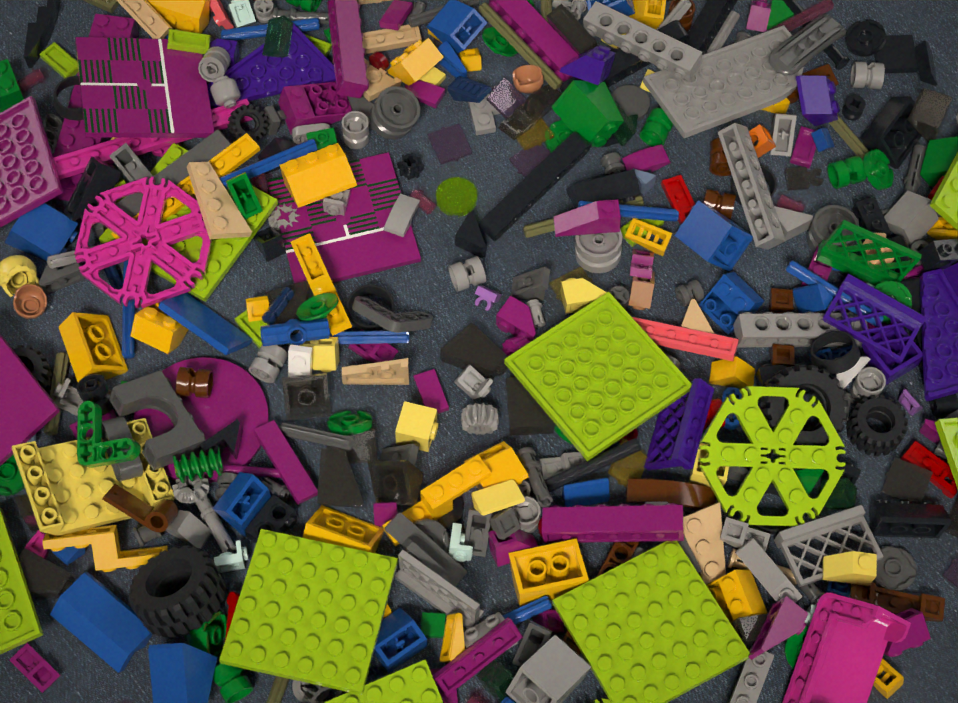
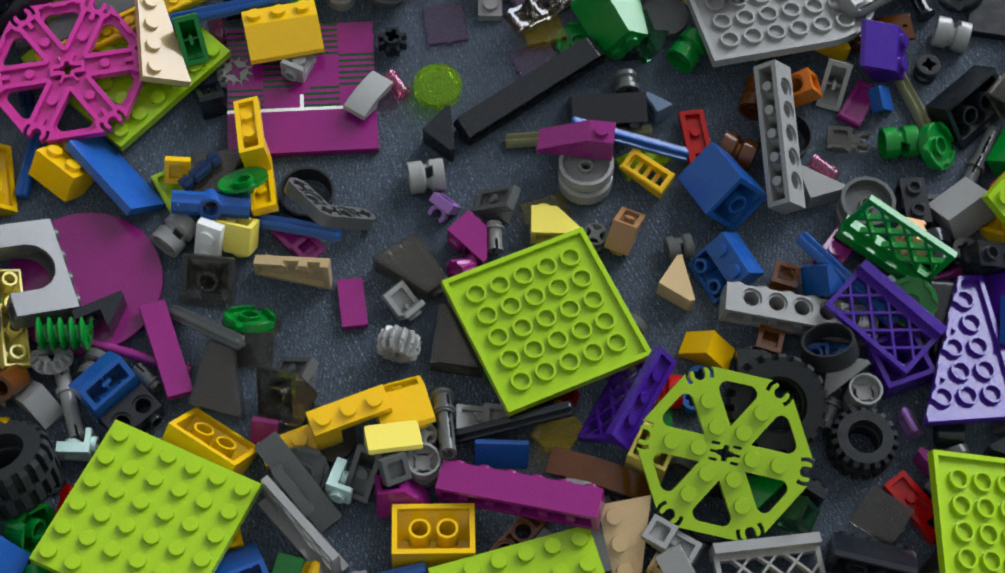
camera: 10 degrees right, 0 degrees up
(192, 382) = (81, 238): reddish brown wheel -> none
(416, 426) = (324, 338): light yellow head -> none
(641, 264) = (631, 203): magenta slope -> none
(649, 158) = (671, 84): magenta slope -> none
(690, 340) = (663, 300): coral plate -> none

